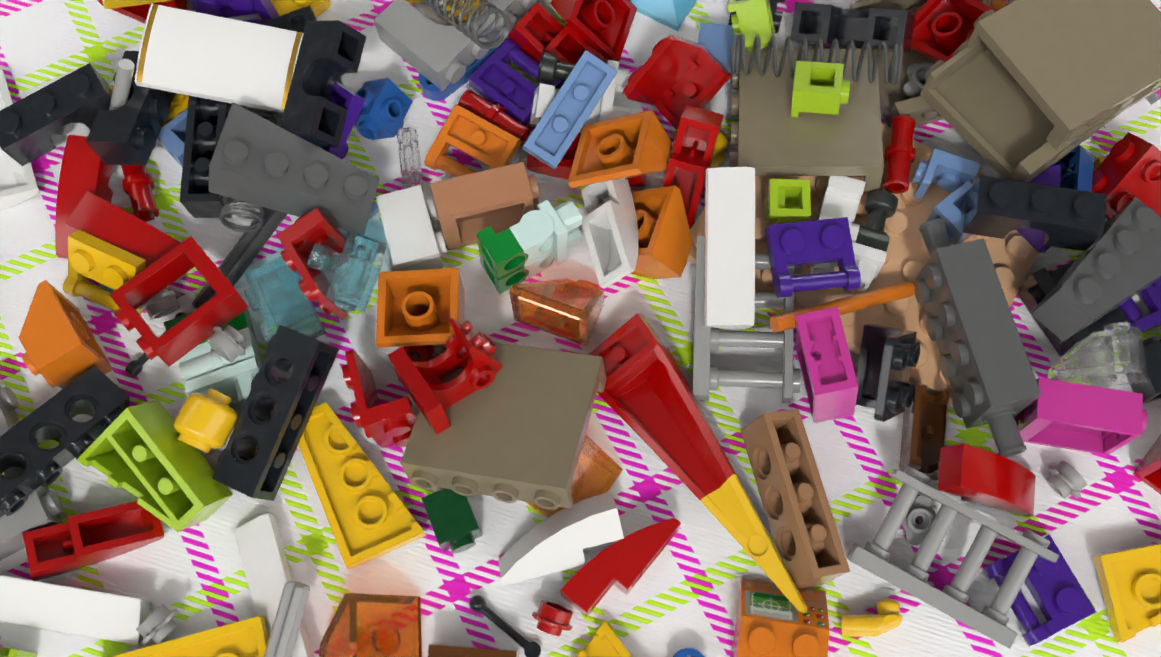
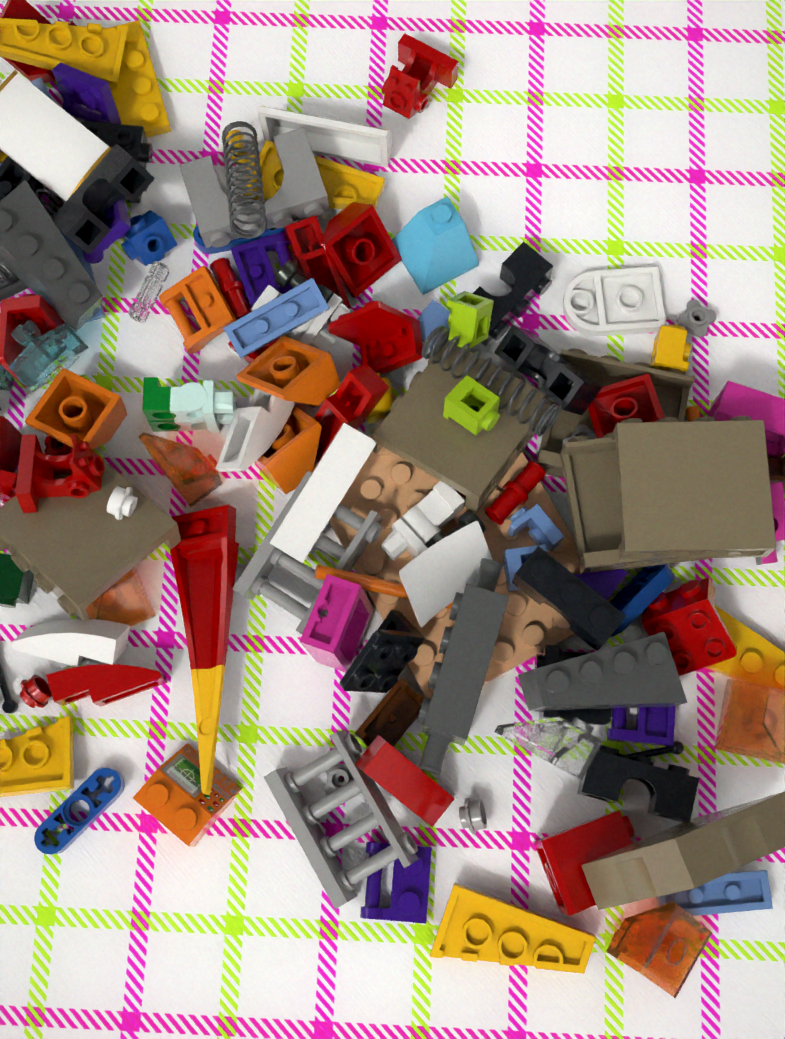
camera: 30 degrees right, 5 degrees up
(409, 229) = (113, 347): white brick -> none
(483, 200) = (172, 356): nougat window -> none
(536, 365) = (122, 502): none -> white plate
(788, 201) = (393, 485): lime brick -> none
(794, 498) = (256, 709): medium nougat brick -> none
(811, 244) = (380, 524): dark purple plate -> none
(873, 624) = (256, 833): yellow arm -> none
(895, 254) = (444, 570): none -> white sticker
(1082, 417) = (507, 773): dark pink window -> none

